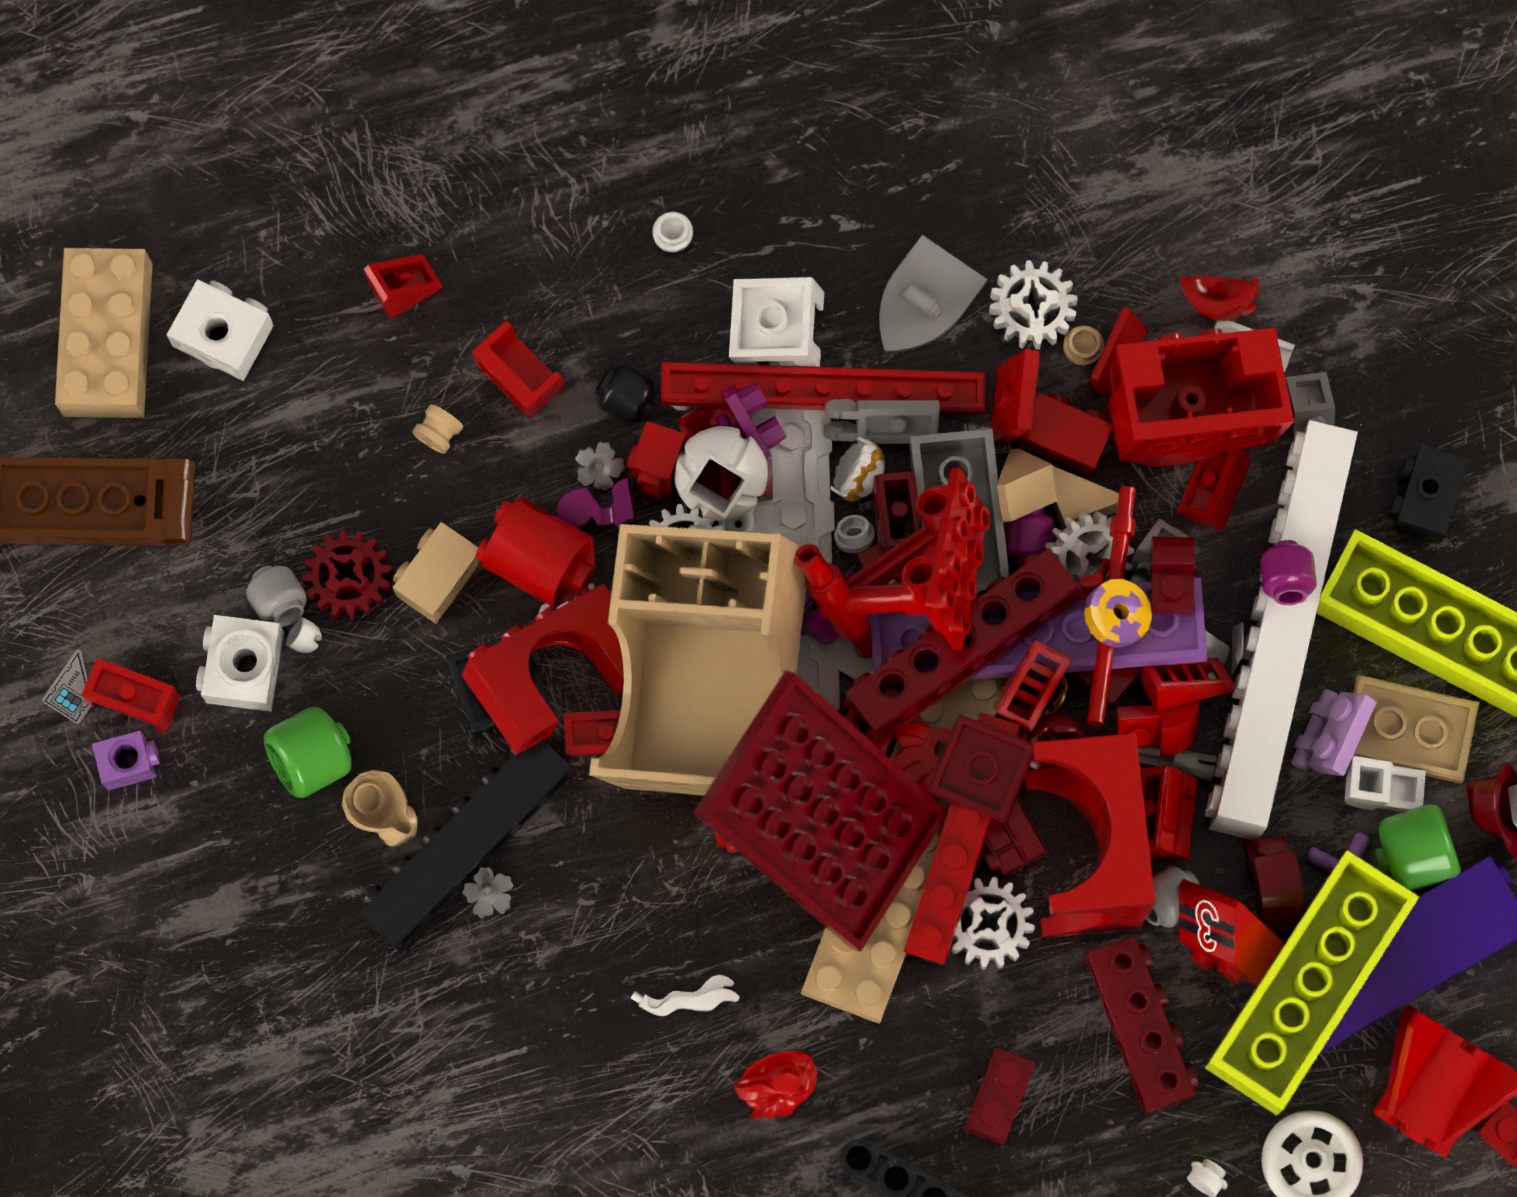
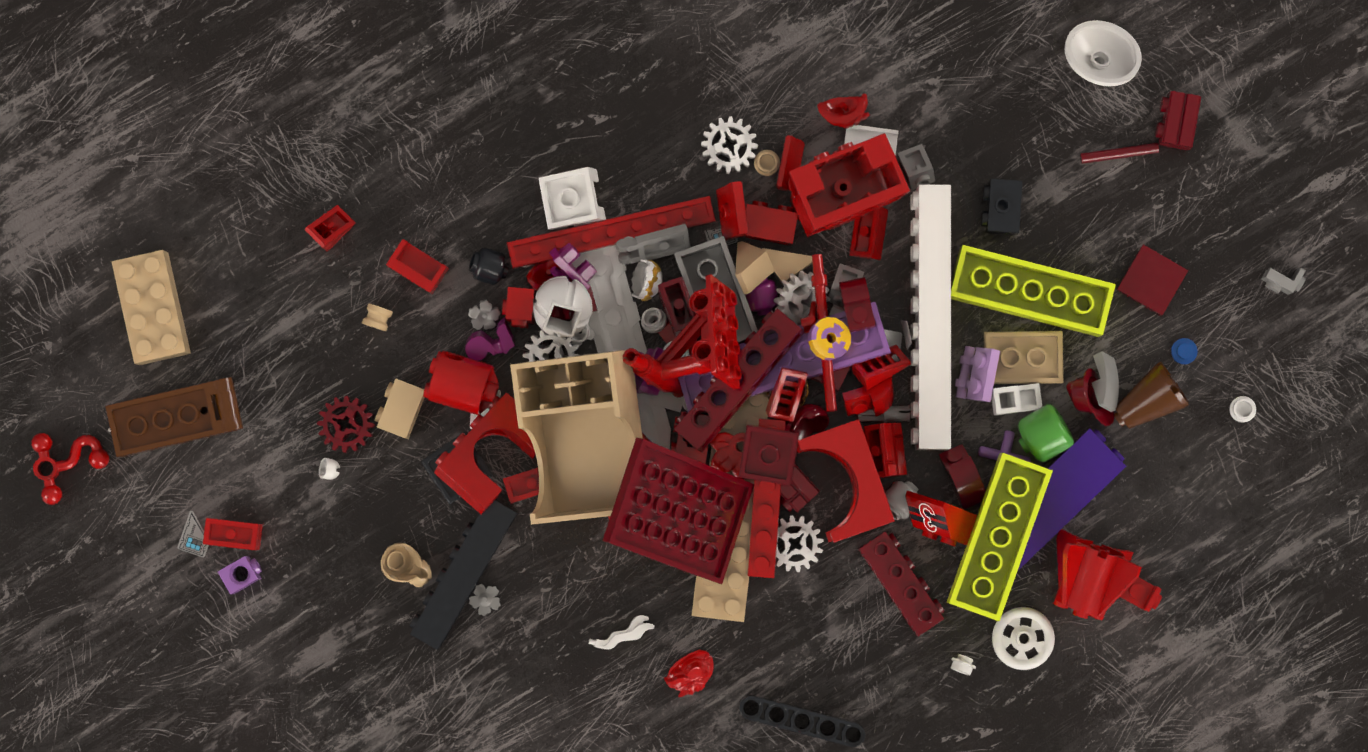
camera: 15 degrees left, 10 degrees up
(214, 307) = (215, 274): white brick -> none
(226, 644) = (282, 486): white brick -> none
(276, 595) = (305, 448): light grey head -> none
(308, 751) = (352, 542): bright green head -> none
(672, 232) = (491, 152): white plate -> none
(925, 297) = (660, 154): light grey shield -> none
(999, 1096) = (826, 648): dark red brick -> none
(1288, 572) = (928, 288): magenta head -> none

